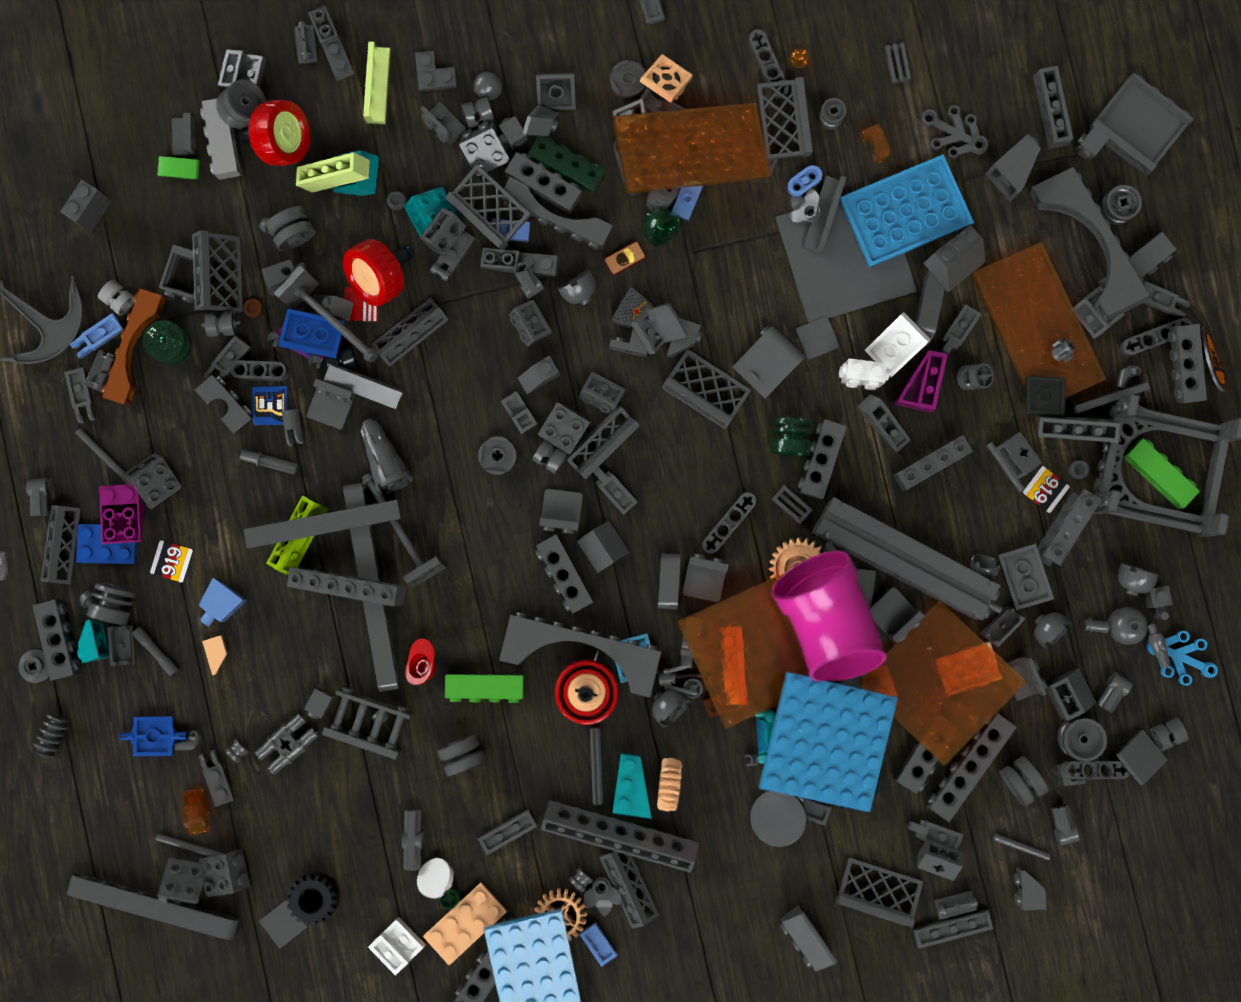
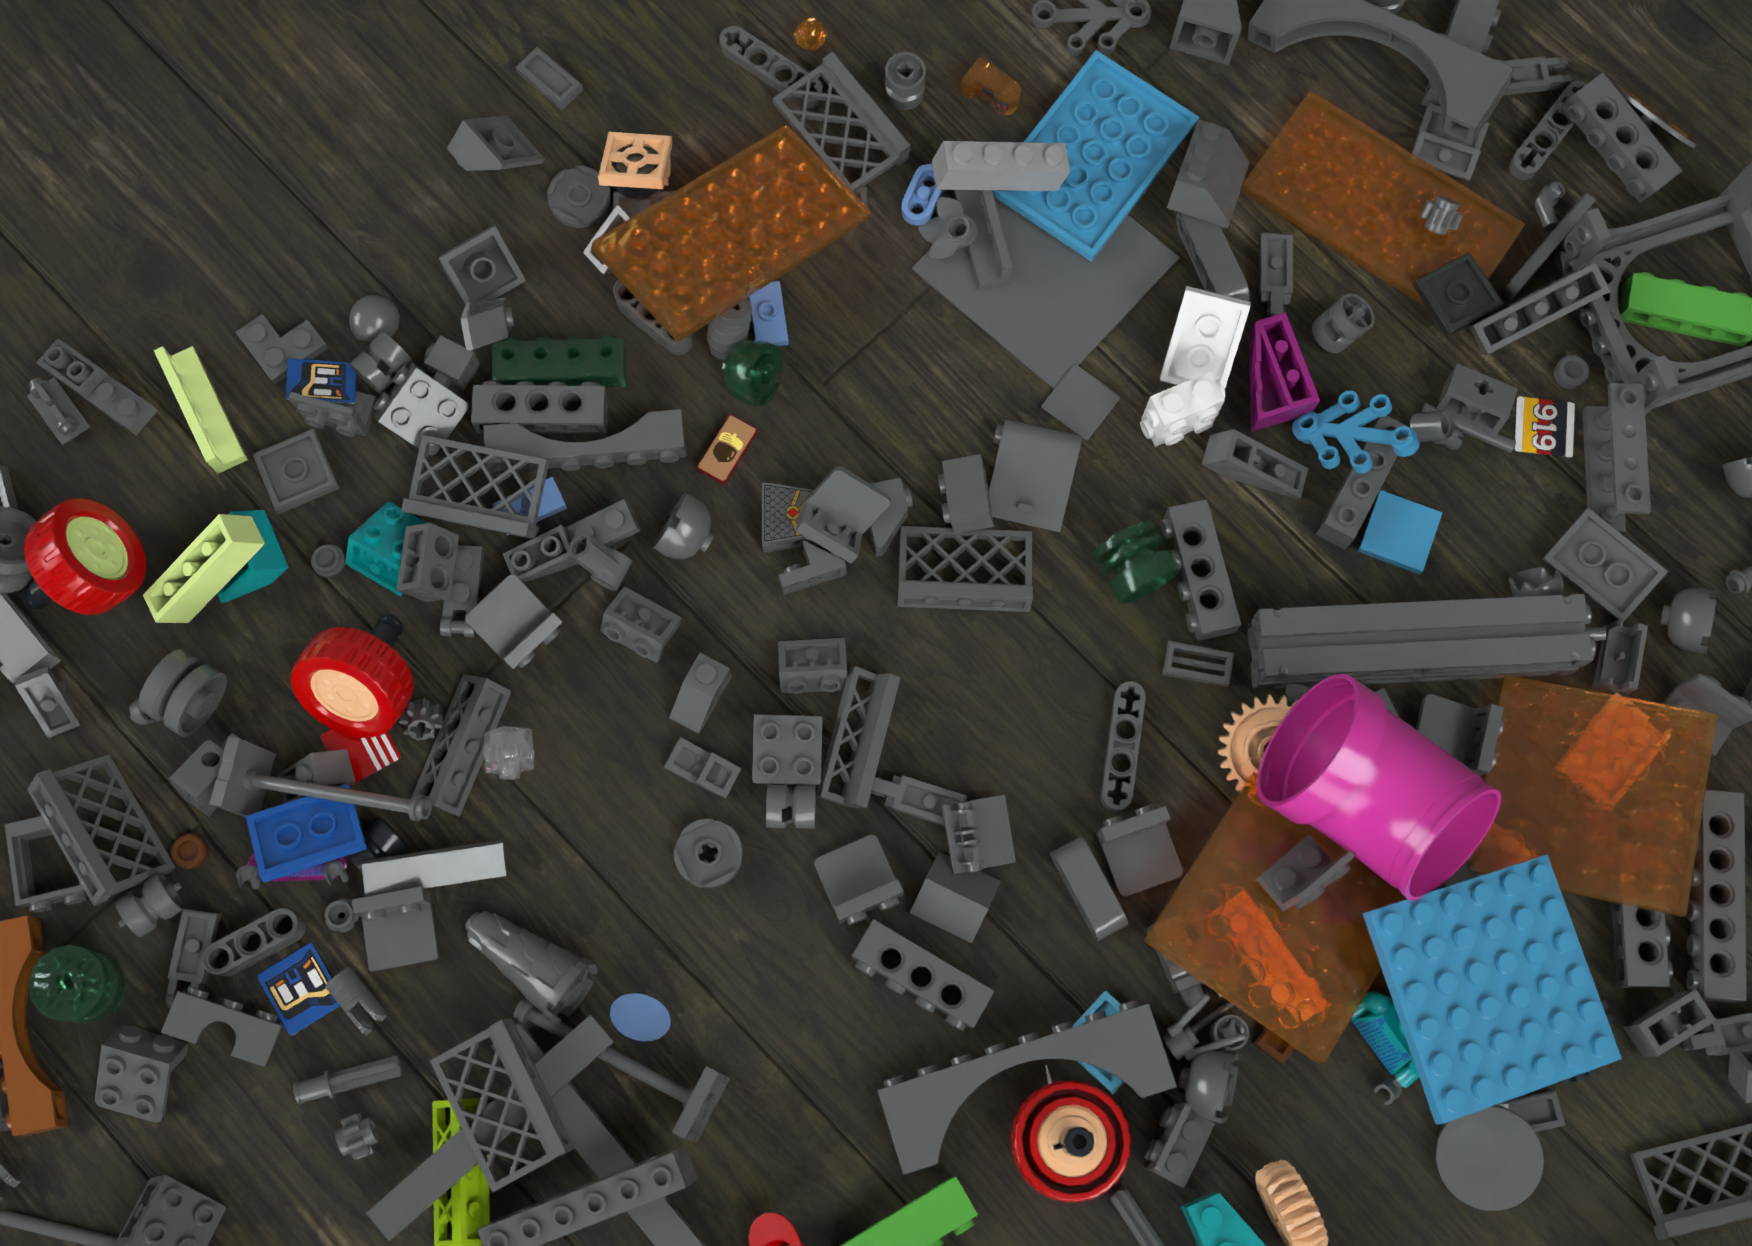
camera: 30 degrees left, 10 degrees down
(174, 400) = (137, 1072): none -> dark grey bracket
(225, 194) = (48, 701): none -> dark grey slope
(258, 491) = (357, 1136): none -> dark grey gear
(302, 381) = (332, 915): none -> dark grey plate
(348, 514) = (532, 1097): none -> dark grey fence
(397, 308) = (421, 719): none -> dark grey gear
(405, 144) = (296, 471): none -> dark grey tile
(420, 513) = (640, 1017): none -> medium blue sticker
(430, 349) = (508, 752): none -> clear brick
(442, 104) = (321, 380): none -> sticker
(468, 286) = (513, 622): none -> dark grey bracket
(599, 27) = (492, 145): none -> dark grey slope
(632, 523) = (978, 834): none -> dark grey hinge
(636, 724) = (1178, 1144): none -> dark grey bracket
(729, 352) = (967, 494): none -> dark grey brick
(771, 635) = (1302, 874): none -> dark grey bracket
(849, 192) = (1000, 166): none -> light grey brick
(905, 810) = (1669, 1023): none -> dark grey brick
(935, 499) = (1400, 532): none -> dark azure tile
(942, 434) = (1352, 430): none -> dark azure plant
(985, 458) = (1436, 427): none -> dark grey pin

